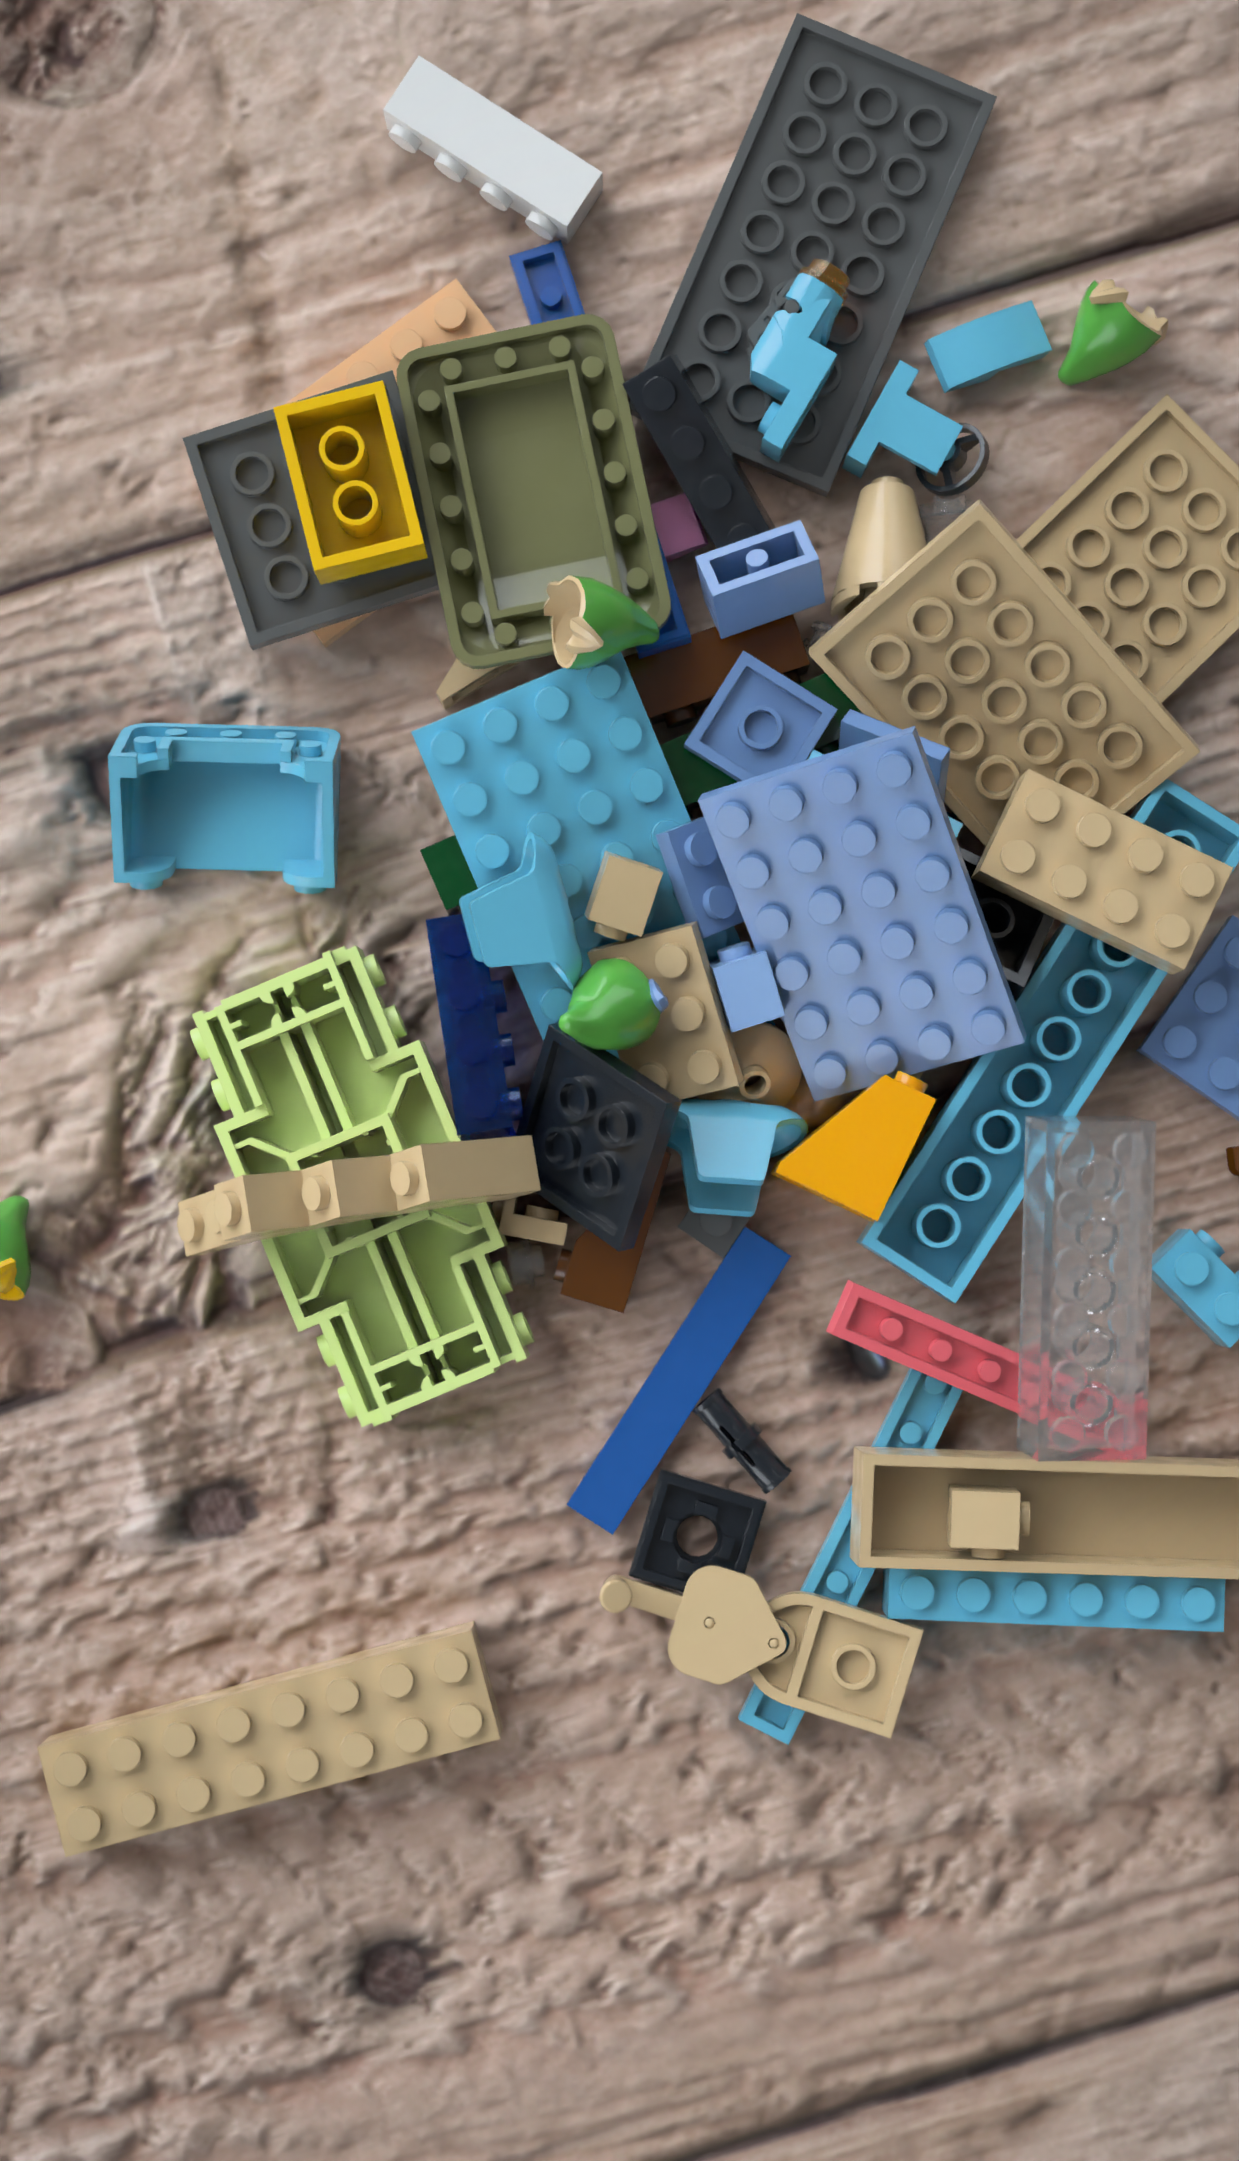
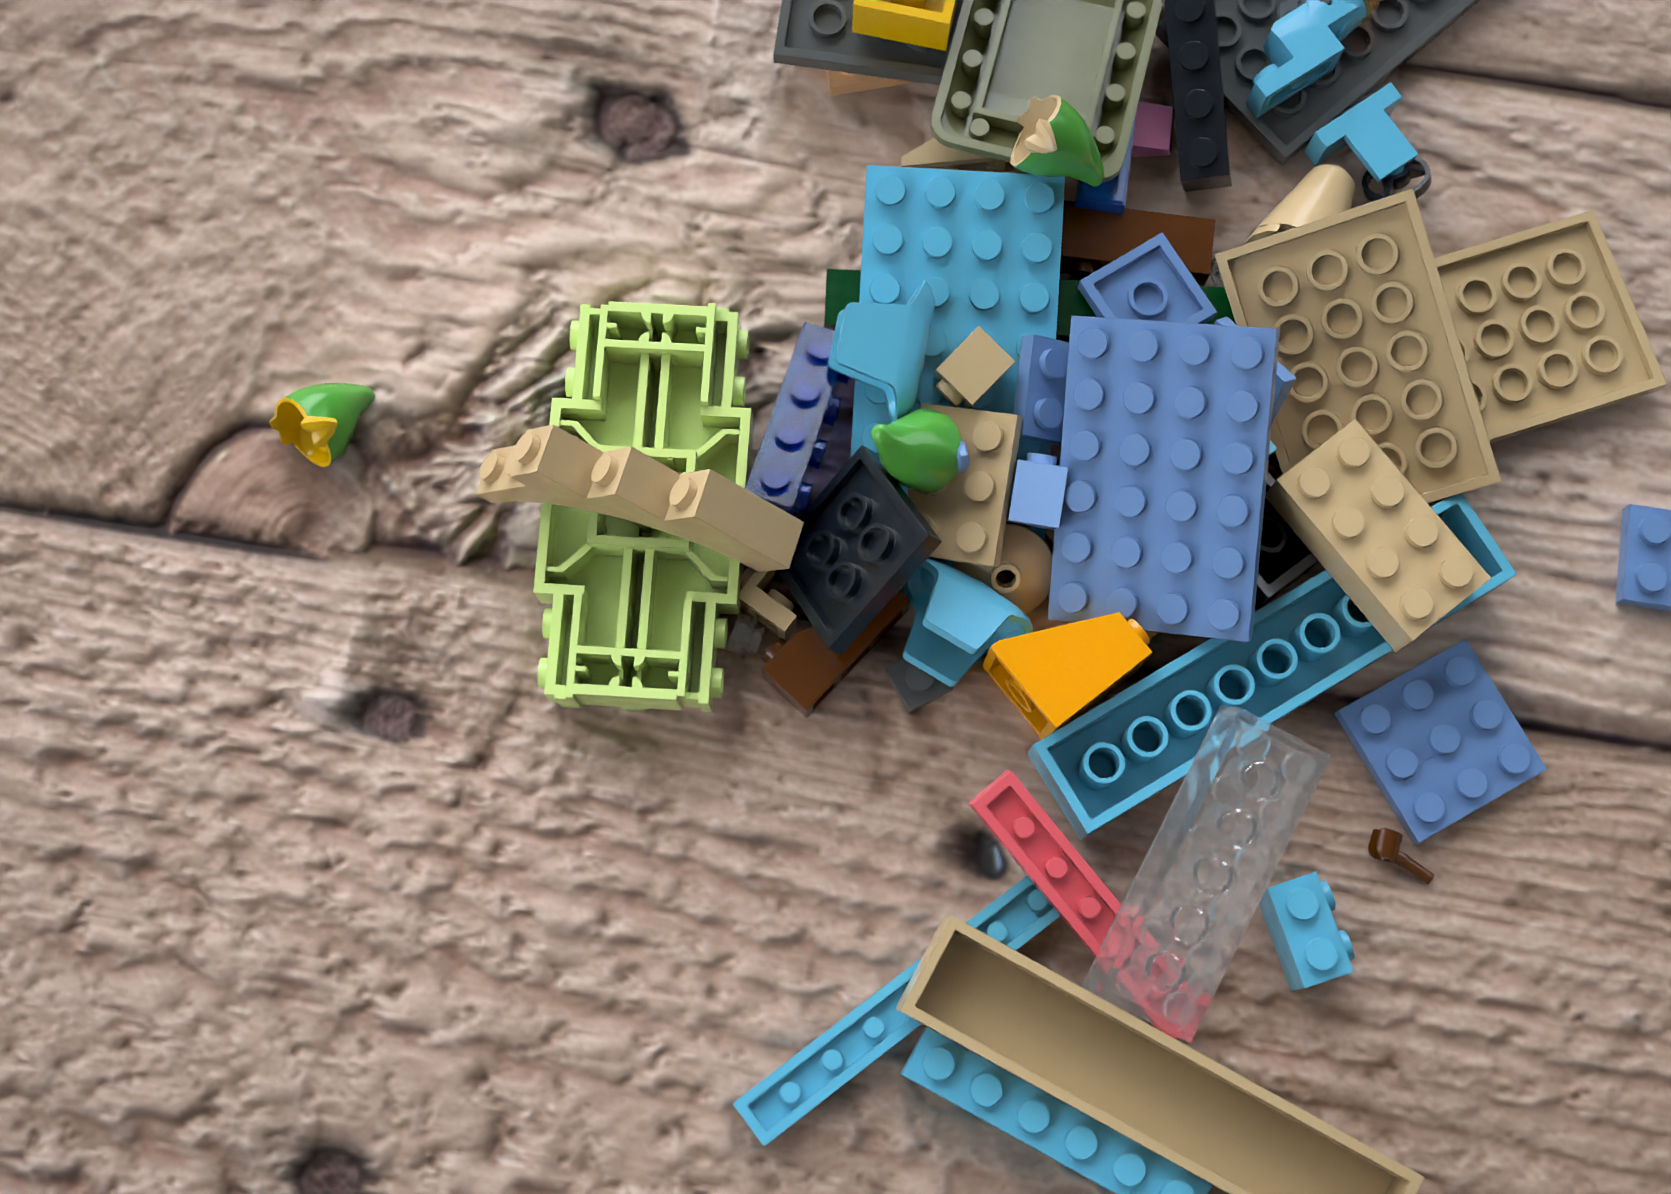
camera: 25 degrees right, 10 degrees down
(225, 802) = (689, 167): medium azure windscreen -> none
(270, 1738) = (333, 919): tan brick -> none
(676, 1498) = (767, 894): black piece -> none
(678, 1380) = (823, 794): blue tile -> none
(742, 1441) = (851, 869): black pin -> none
(760, 579) = (1203, 184): medium blue brick -> none
(838, 1656) = (840, 1091): tan plate -> none
(986, 1519) = (1029, 1028): tan brick -> none
(987, 346) = (1461, 109): medium azure slope -> none
(1108, 333) = (1567, 142): bright green hat -> none

